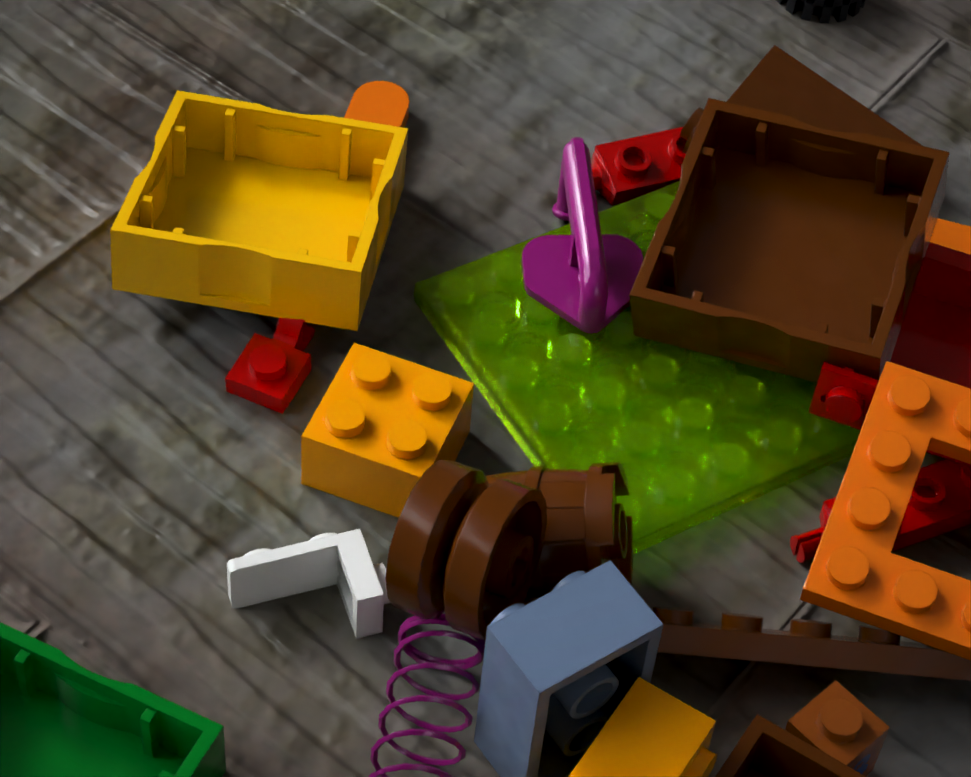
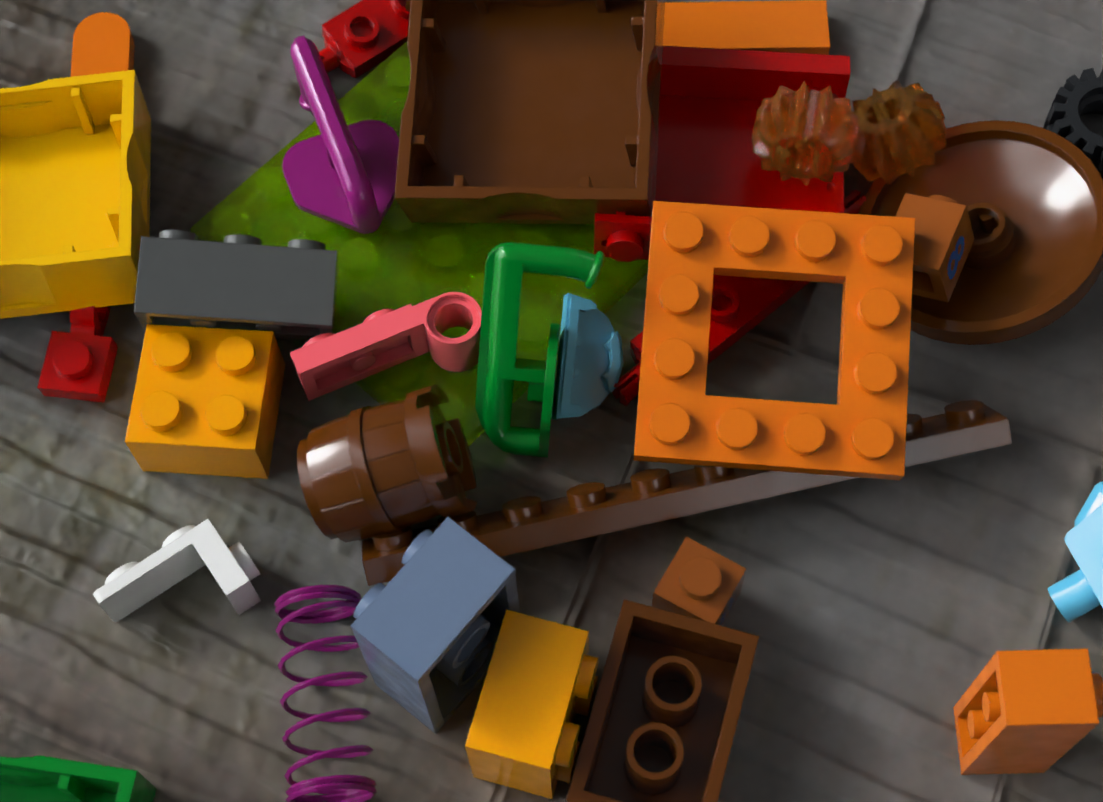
camera: 10 degrees left, 15 degrees up
(455, 332) = (237, 284): none -> dark grey wedge
(465, 547) = (309, 532): reddish brown wheel -> none
(638, 425) = (390, 339): none -> coral plate
(695, 451) = (499, 341): none -> green piece
(775, 506) = (587, 358): none -> medium azure tile

